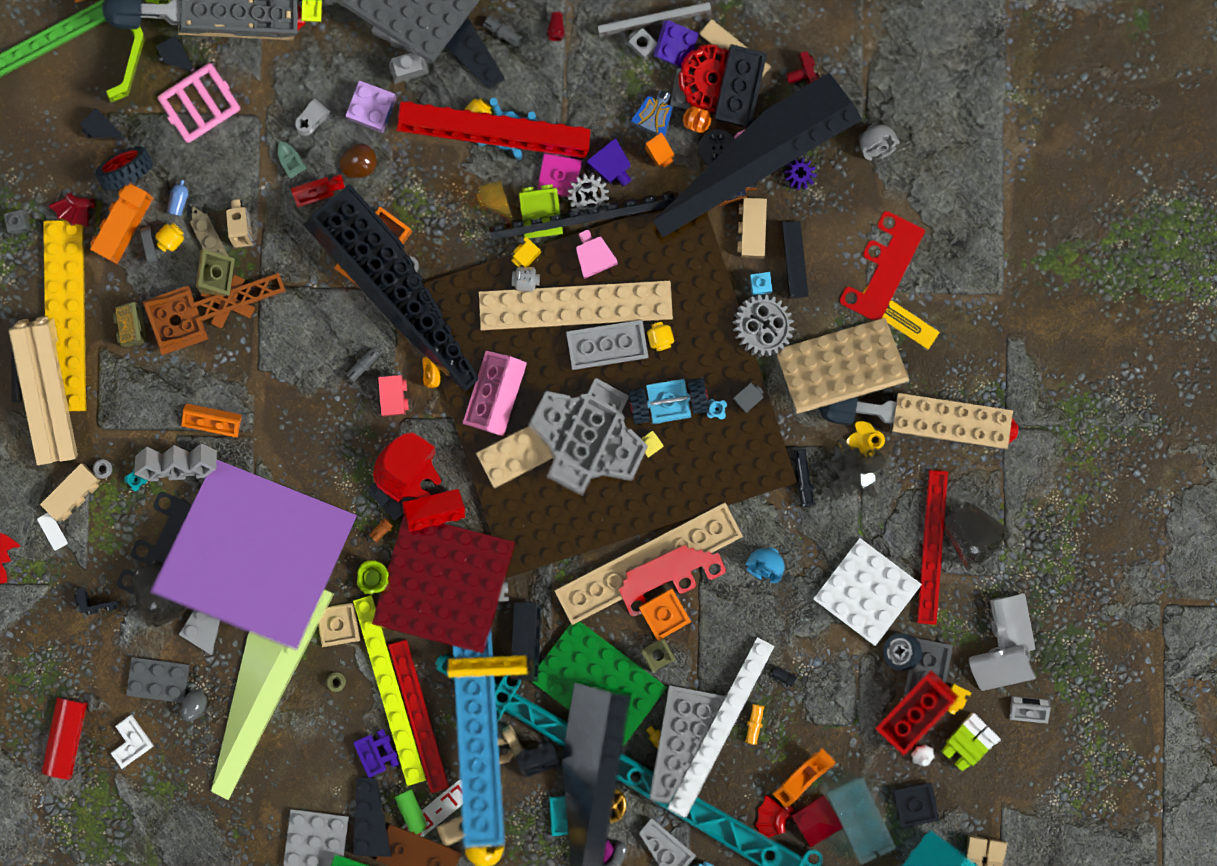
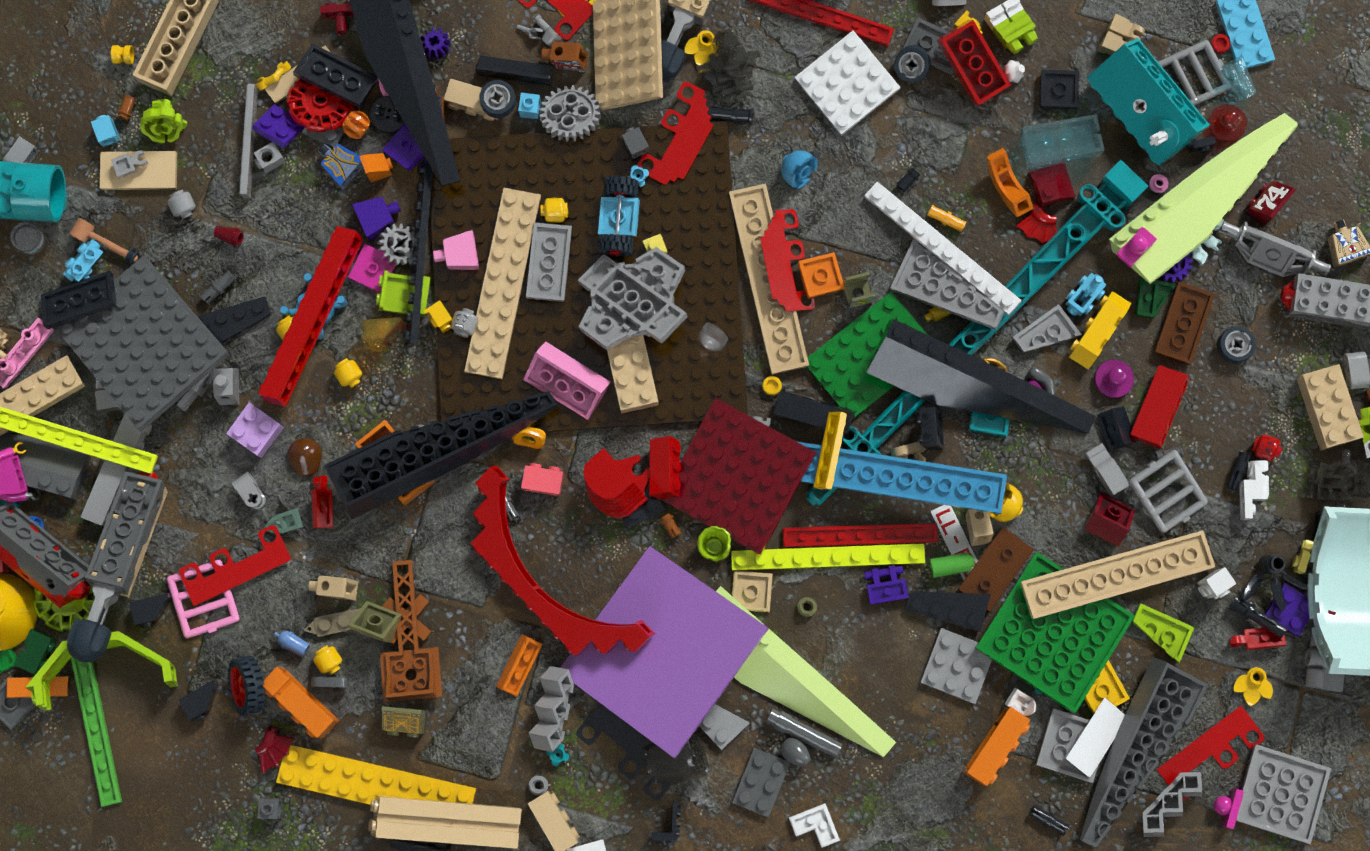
camera: 75 degrees left, 5 degrees down
(218, 689) = (786, 724): none -> dark grey piece
(228, 126) = (233, 574): none -> red piece
(311, 374) = (501, 555): none -> red arch
(449, 180) = (348, 373): none -> yellow head
(543, 593) = (772, 385): none -> yellow tile
(572, 524) = (712, 337): none -> clear hair
(684, 172) = (403, 149): none -> dark purple plate
(735, 31) = (264, 82): none -> yellow arm
(759, 241) = (492, 107): none -> wheel
(772, 449) = (688, 140): none -> red piece
(821, 311) = (566, 56): none -> dark orange torso
(837, 266) = (532, 32): none -> light grey hand
(837, 286) = (550, 35): none -> light grey bar

